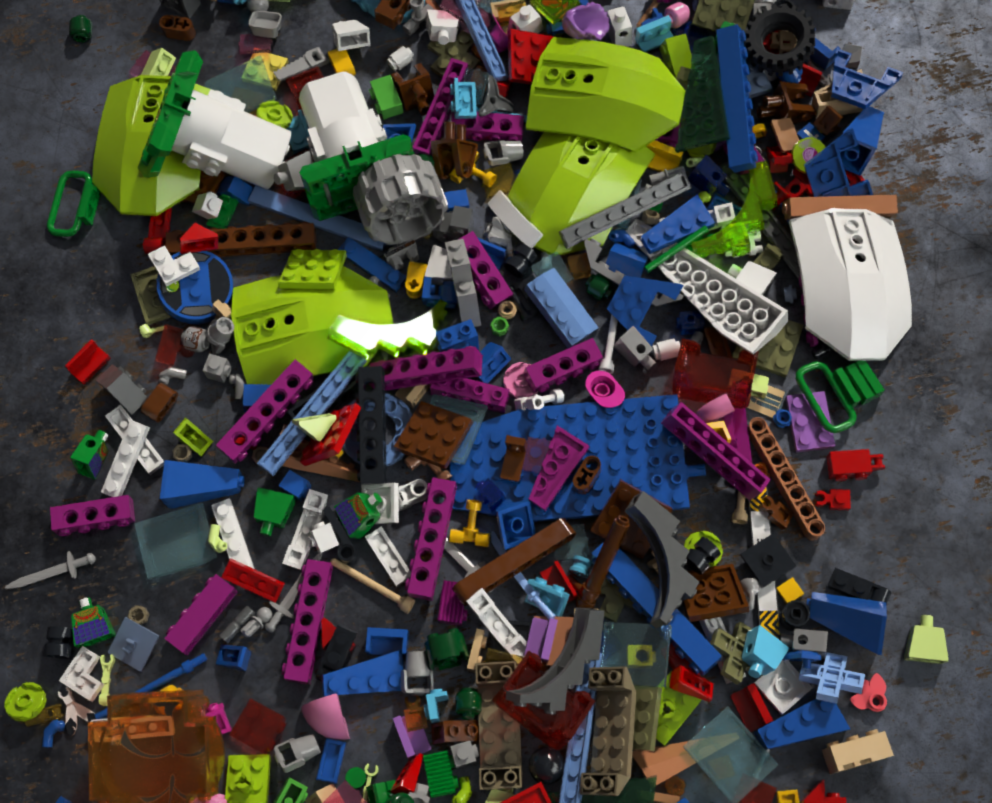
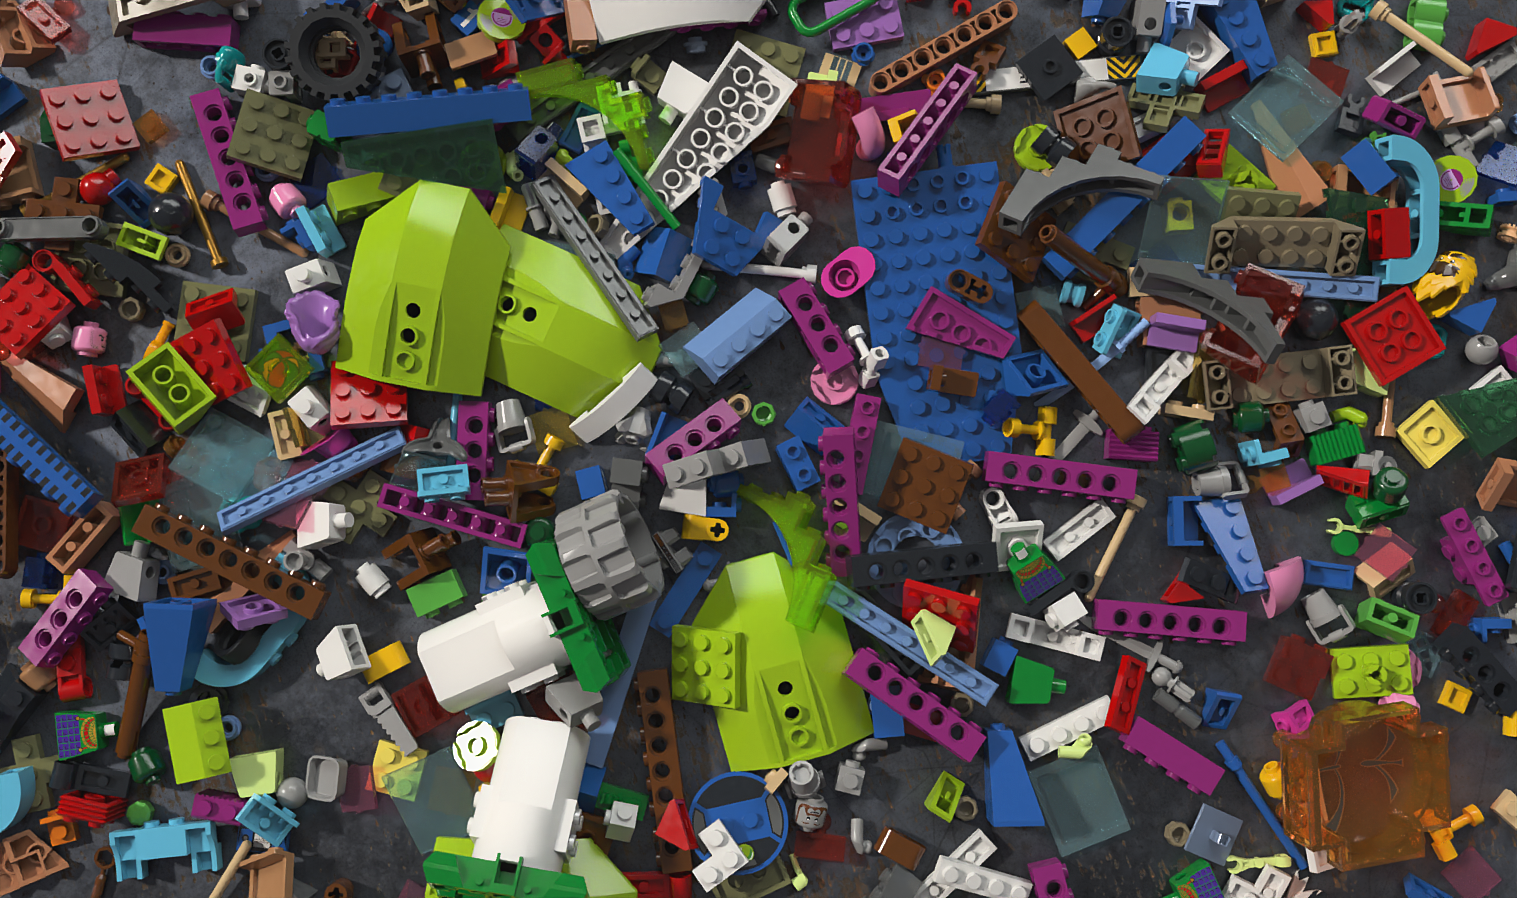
camera: 100 degrees left, 15 degrees up
(677, 201) = (573, 188): none -> tan panel

